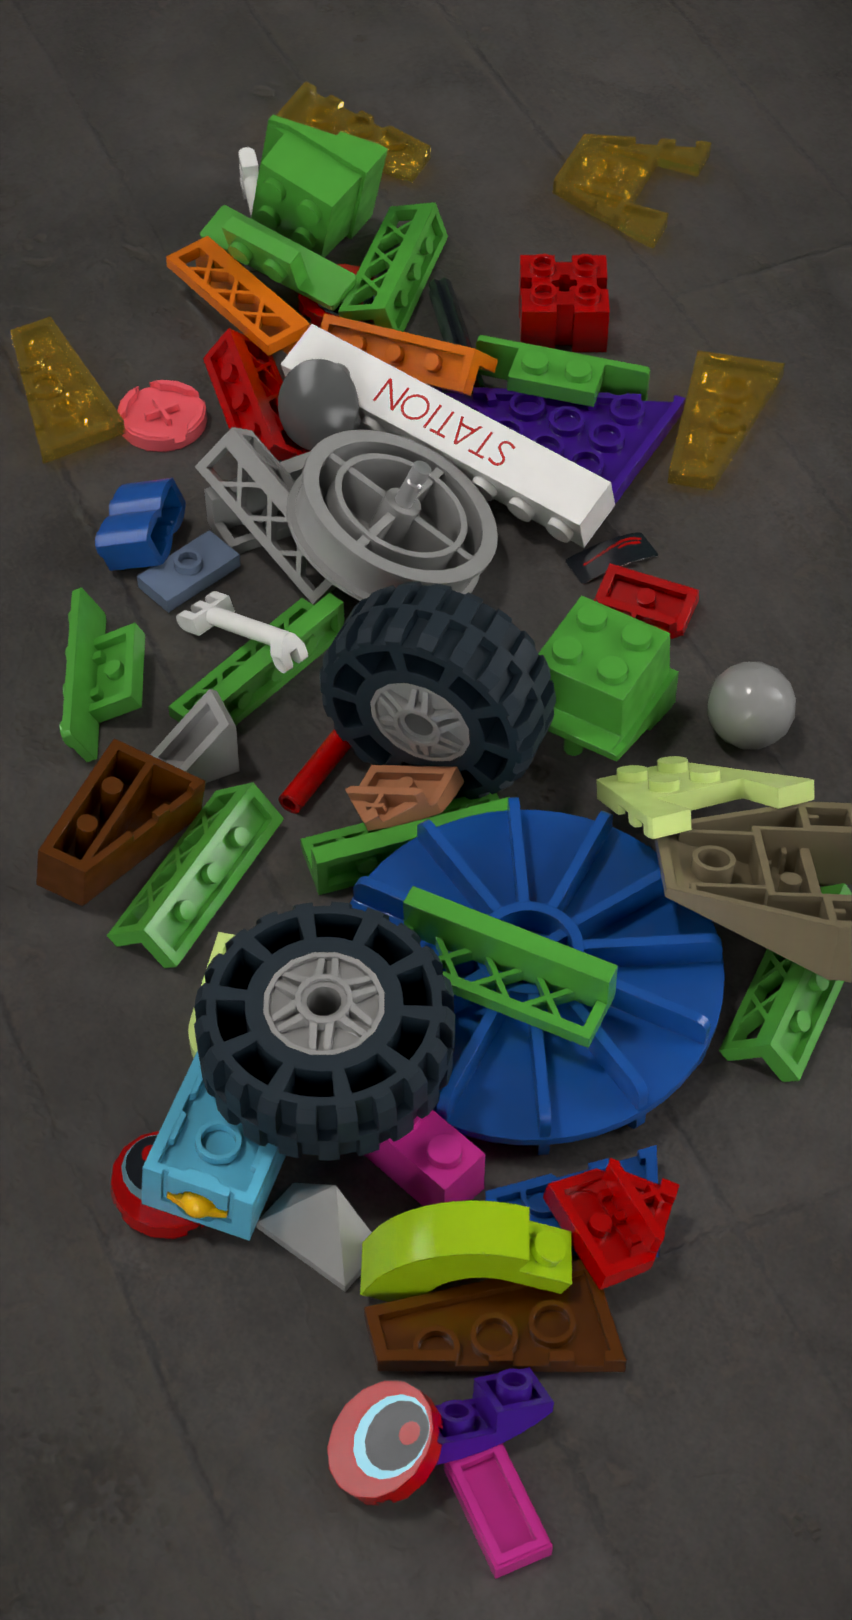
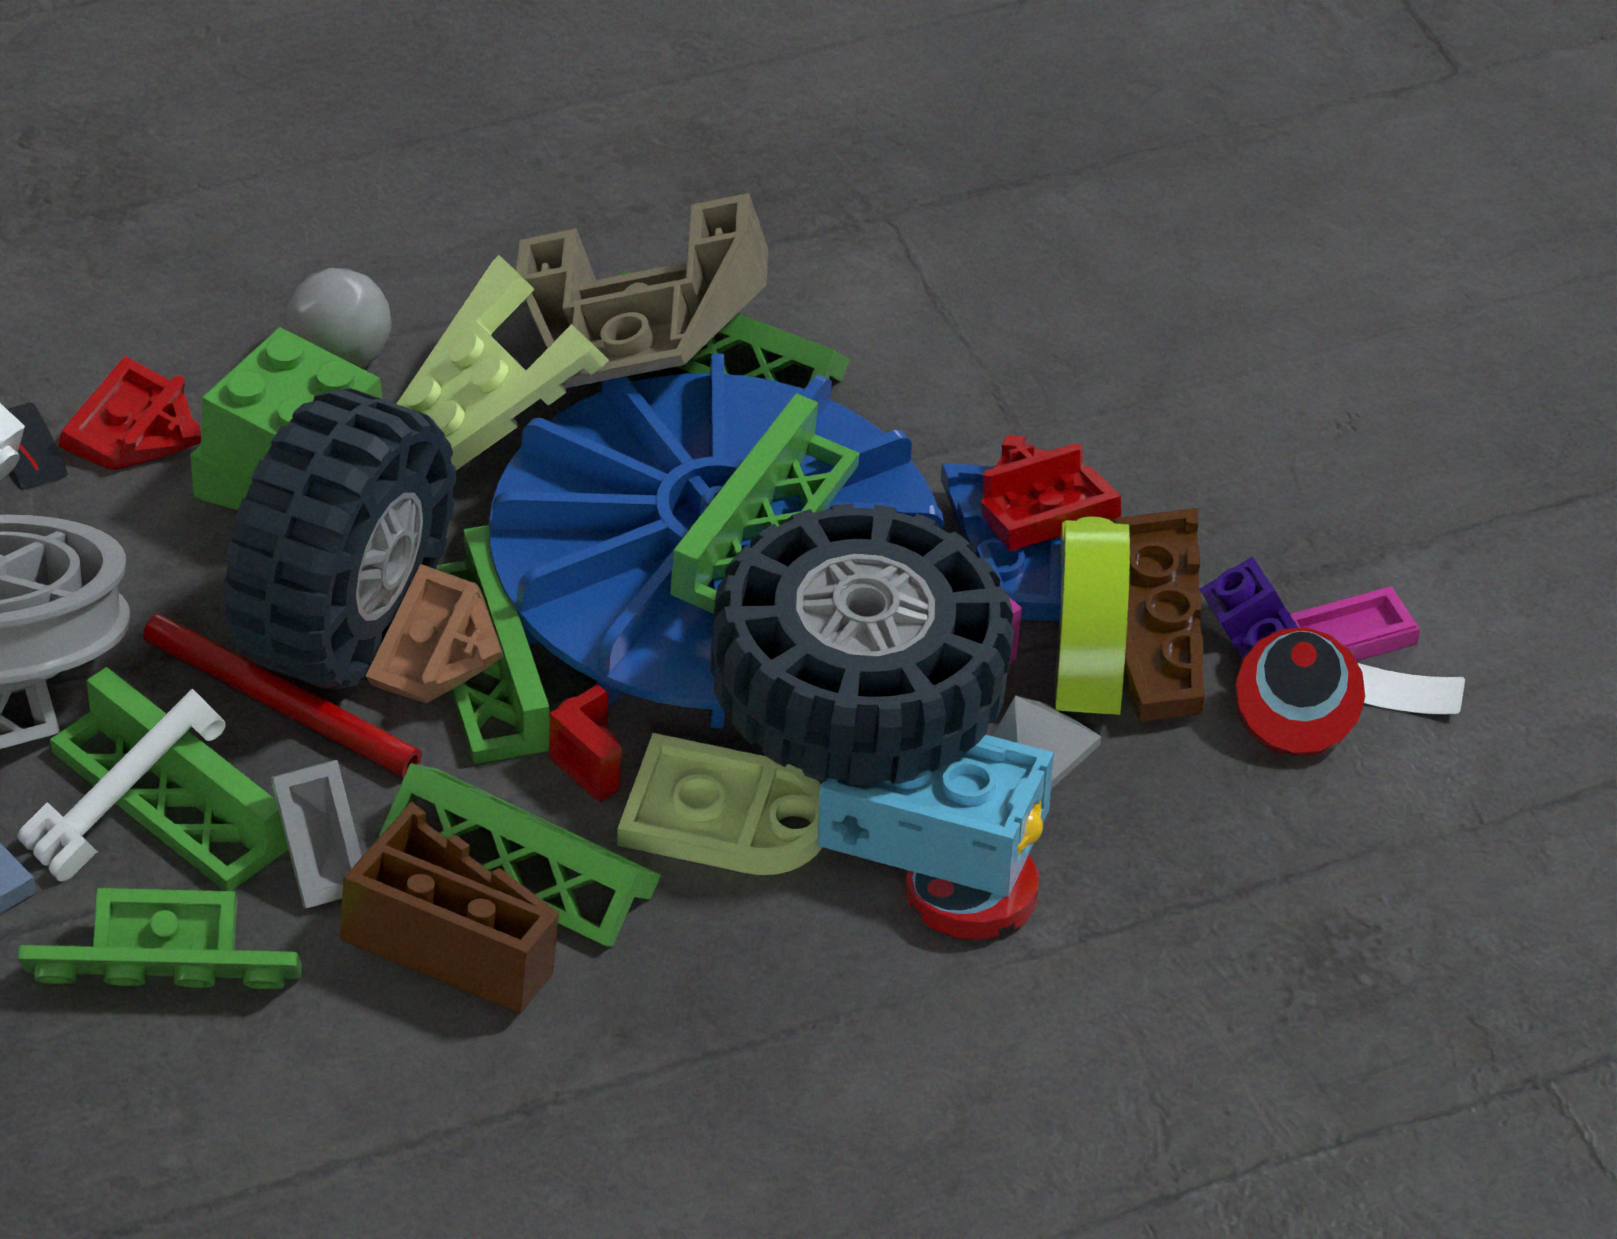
camera: 90 degrees left, 5 degrees down
(304, 888) = (585, 745): none -> red bracket
(428, 1556) = (1412, 692): none -> white sticker

